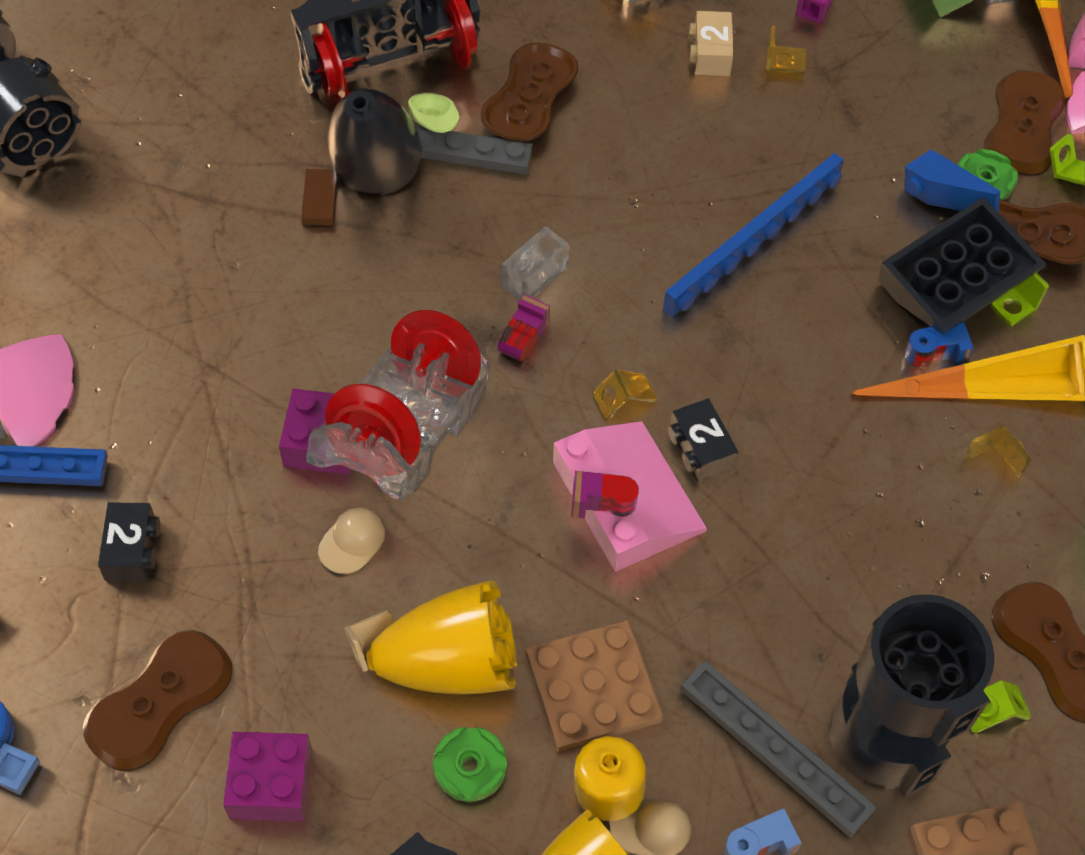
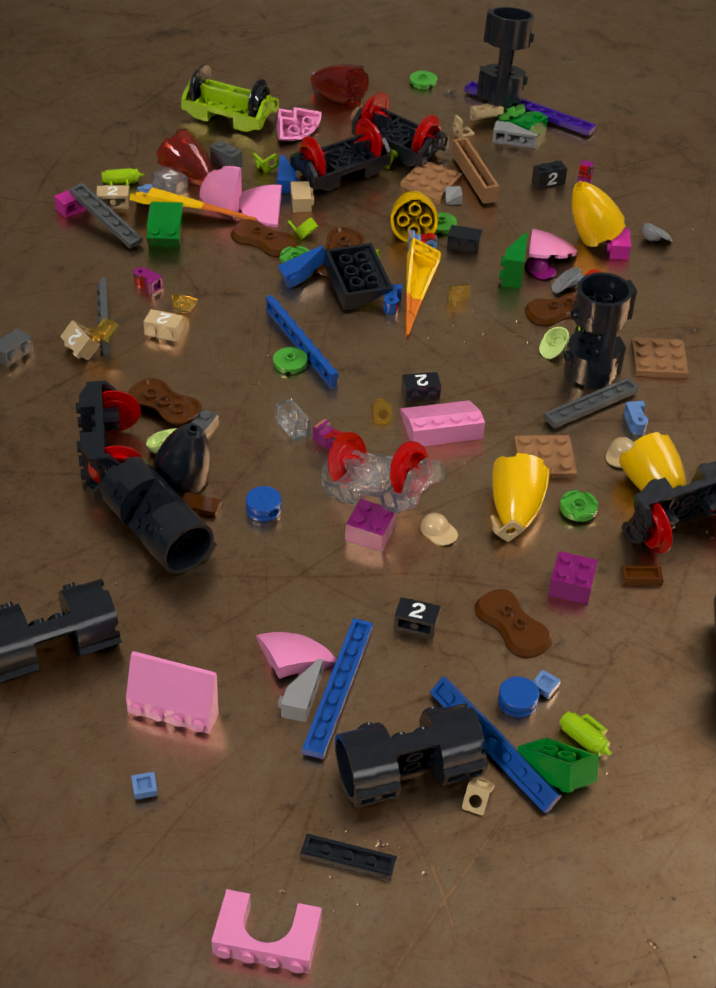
camera: 75 degrees left, 15 degrees down
(206, 170) = (157, 515): none -> black cylinder
(336, 275) = (263, 503): none -> blue head
(603, 493) = (456, 414): leg -> none
(610, 778) = (600, 453): yellow head -> none
(698, 243) = (290, 360): none -> bright green plate

